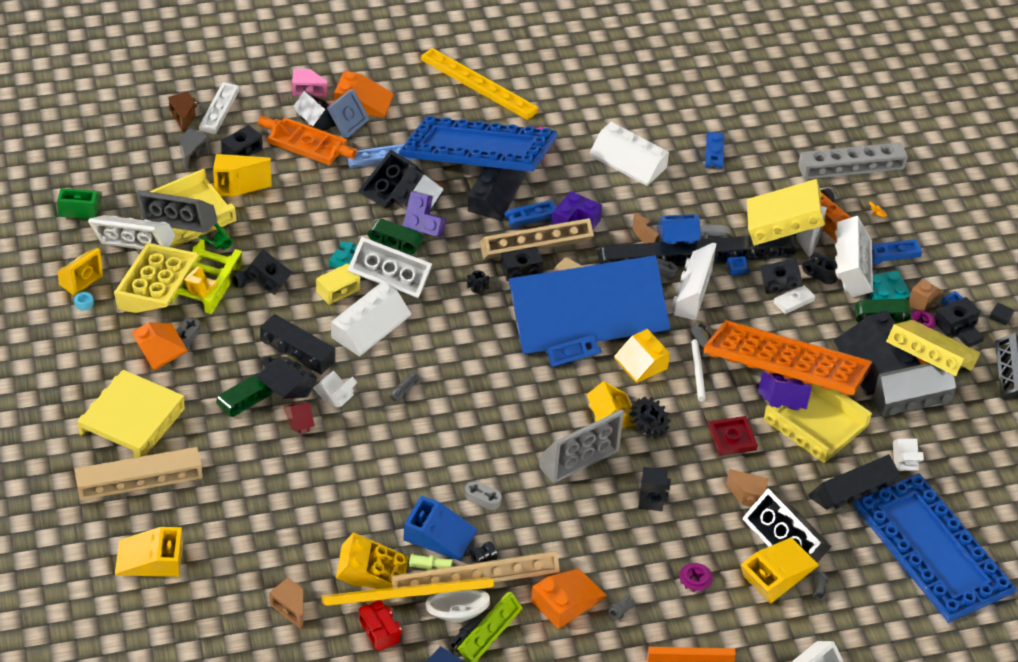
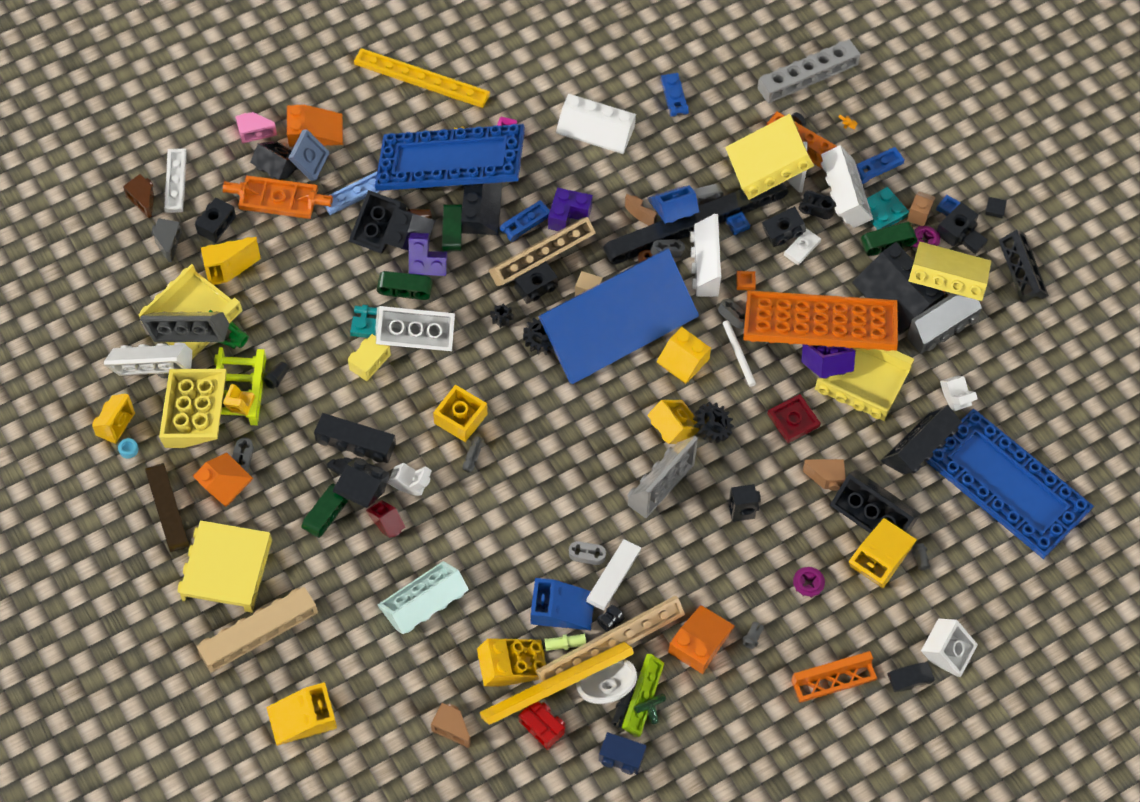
camera: 15 degrees left, 15 degrees up
(78, 203) = (80, 336): green slope -> none
(97, 354) = (167, 507): none -> dark brown beam
(268, 272) = (309, 366): black brick -> none
(308, 489) = (423, 597): none -> light aqua slope
(369, 319) = (414, 389): white slope -> none
(405, 347) = (460, 413): none -> yellow brick
(458, 203) = (452, 227): none -> dark green beam
(494, 637) = (650, 706): none -> clear green piece
(501, 519) = (613, 574): none -> white tile
(503, 307) = (536, 337): none -> black gear
(573, 350) = (617, 368): blue plate -> none
(727, 312) = (745, 280): none -> orange tile

